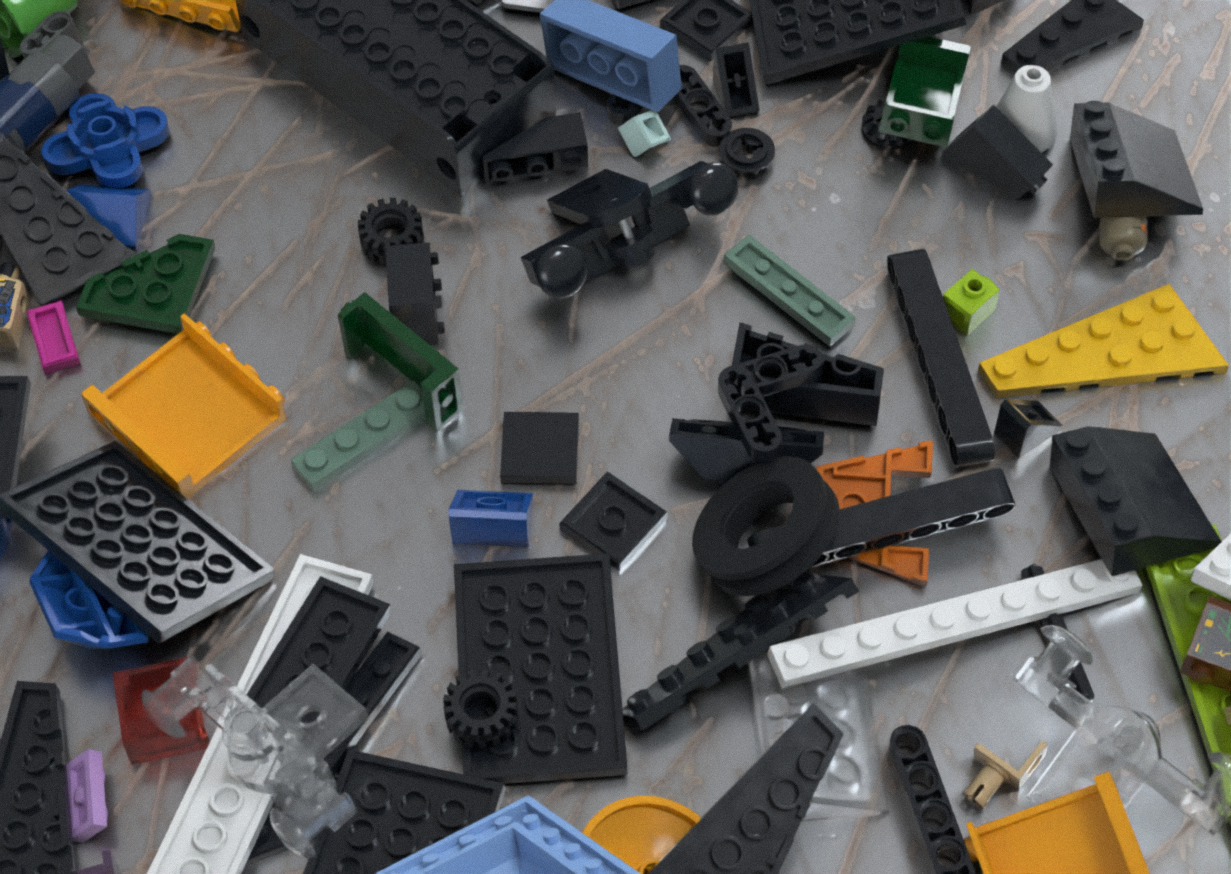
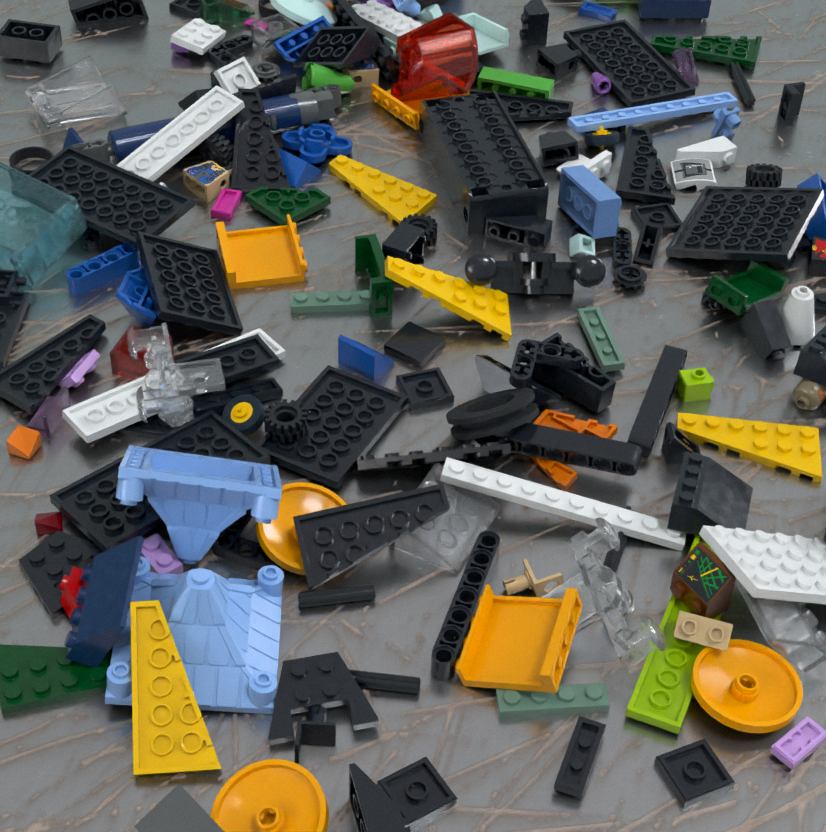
camera: 30 degrees right, 15 degrees down
(285, 180) = (383, 190): none -> yellow wing
(403, 728) = (244, 414): none -> black wheel
(548, 330) = (455, 294): none -> yellow wing

